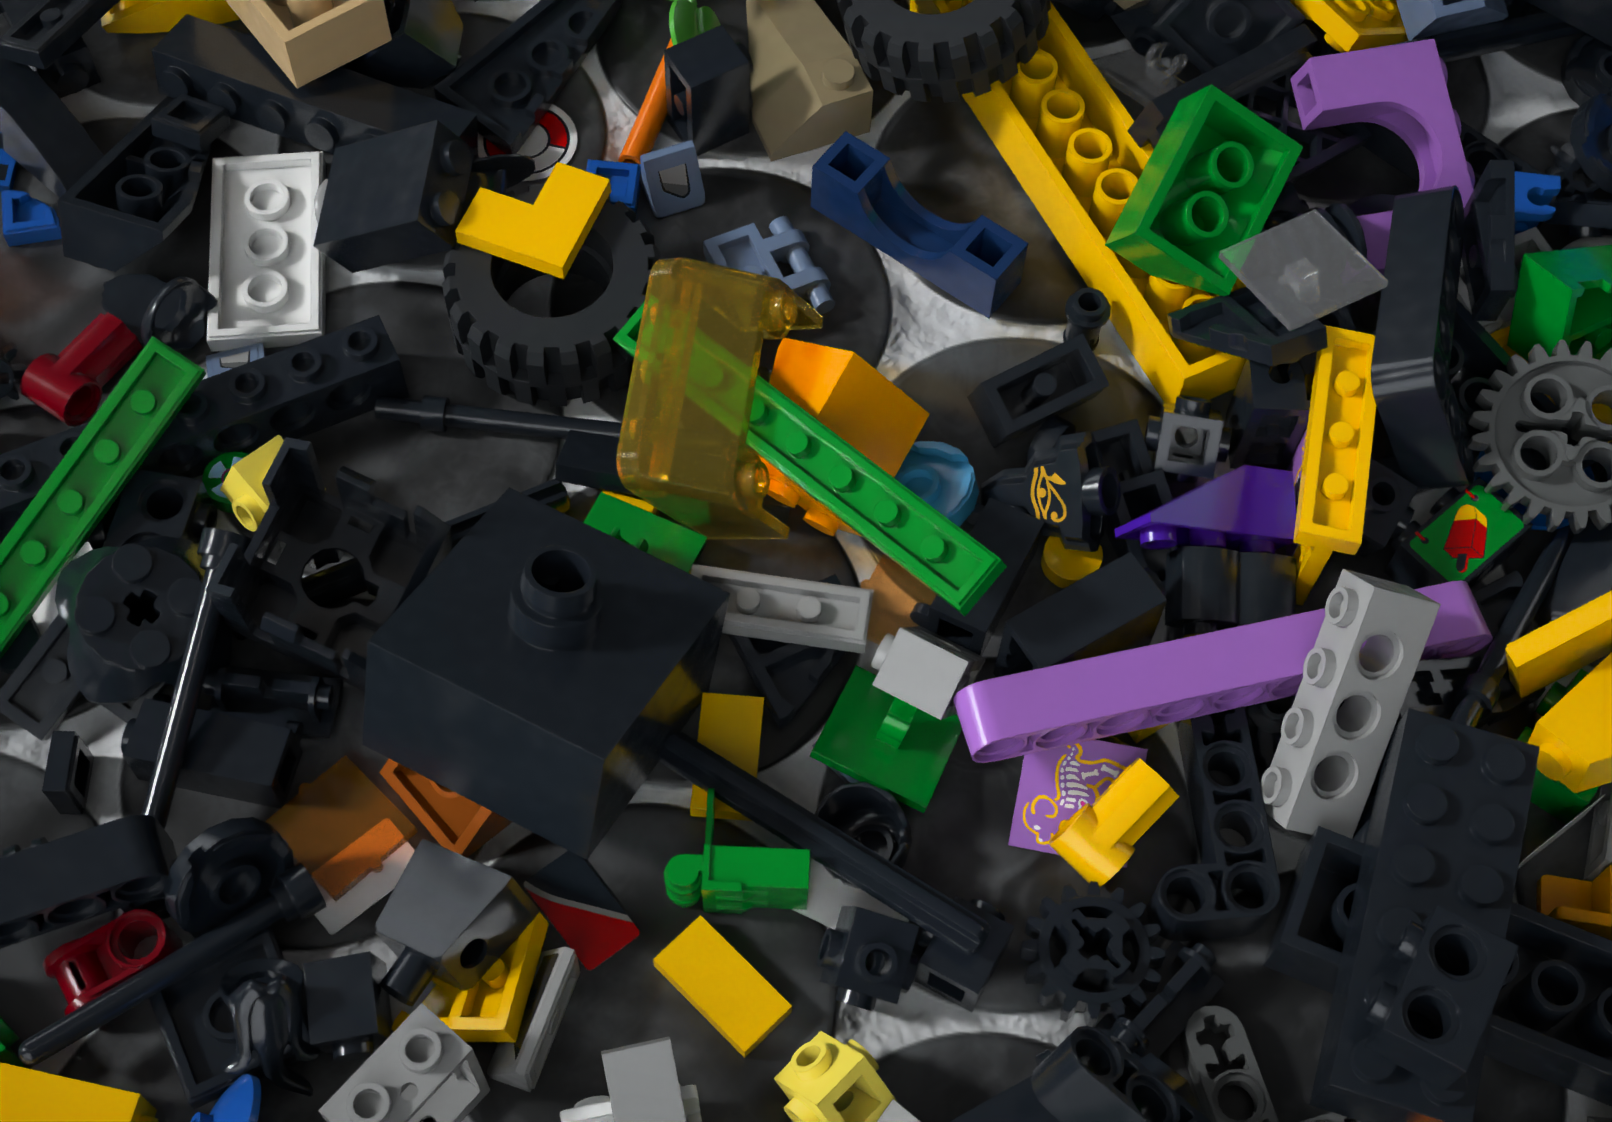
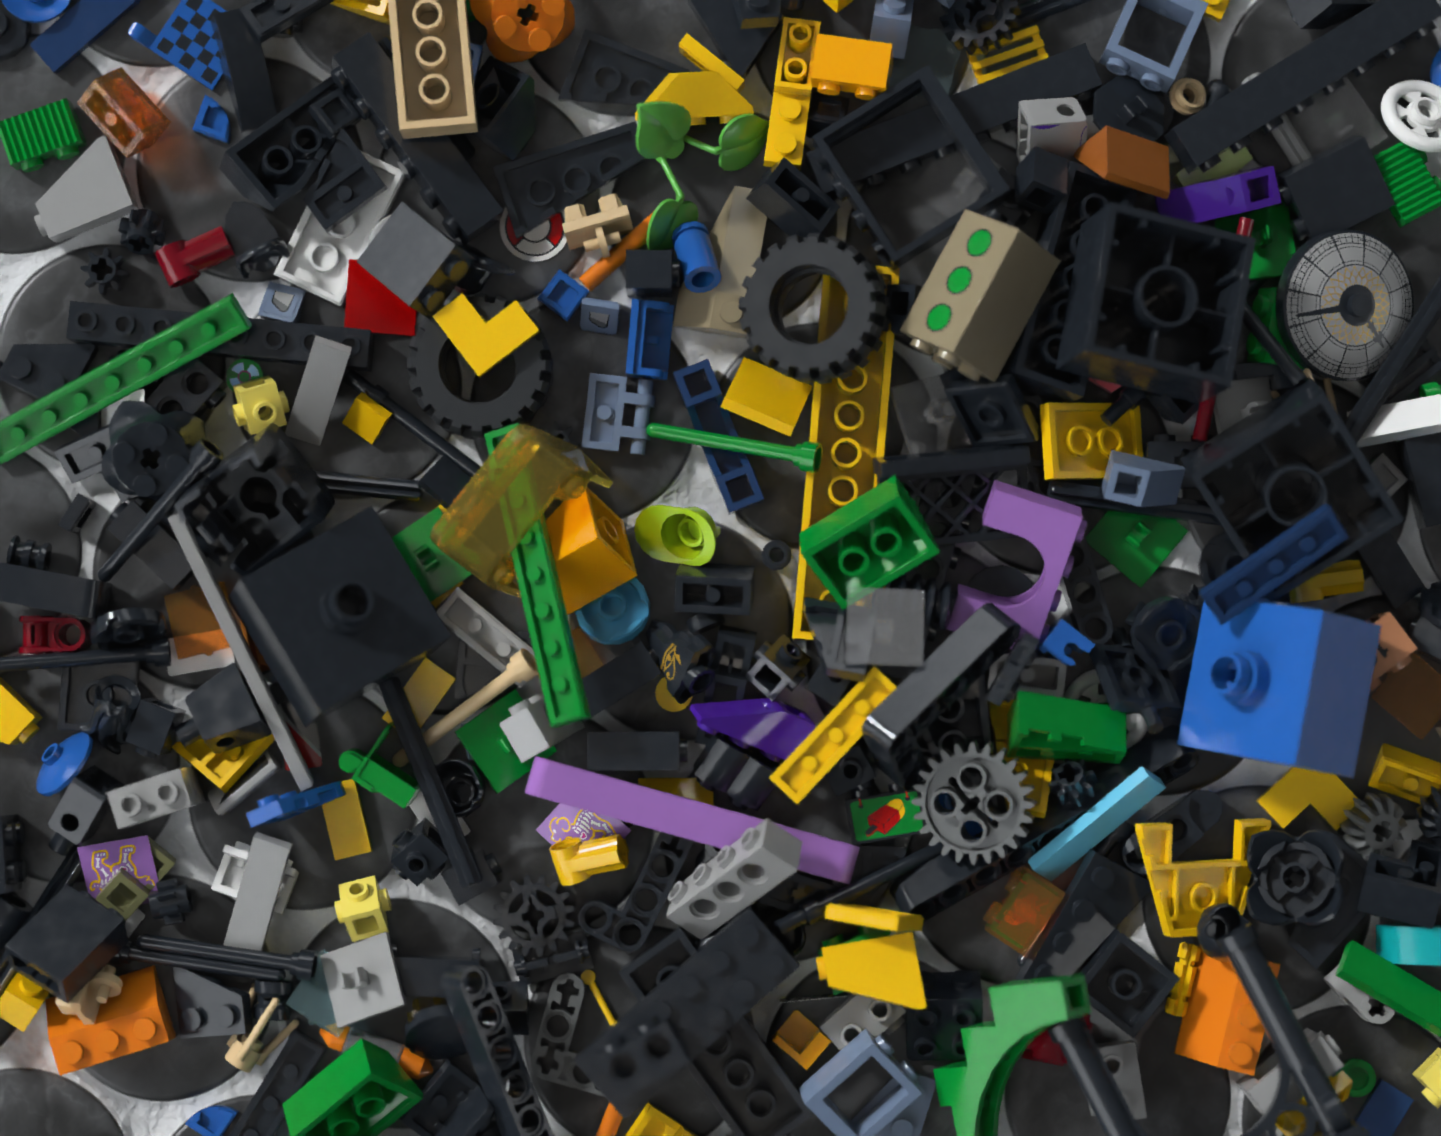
camera: 35 degrees right, 25 degrees up
(246, 187) = (343, 184): none -> black wing
(345, 409) = (318, 390): none -> light grey tile
(384, 291) = (374, 306): none -> red sticker
(421, 807) = (242, 652): none -> light grey tile
(435, 439) = (367, 418): none -> yellow tile
(607, 91) = (597, 229): none -> tan hips
(624, 997) = (288, 805): none -> blue wing
(749, 175) = (649, 339): none -> blue hinge
(772, 47) = (696, 257): none -> blue piece
(851, 608) = (521, 668): none -> tan piece
(946, 352) = (677, 534): none -> lime piece
(947, 152) = (766, 396): none -> yellow tile
(1043, 164) = (805, 455): none -> green piece
(1231, 1002) = (589, 978): none -> yellow hinge
(1494, 100) = (1135, 542): none -> green piece

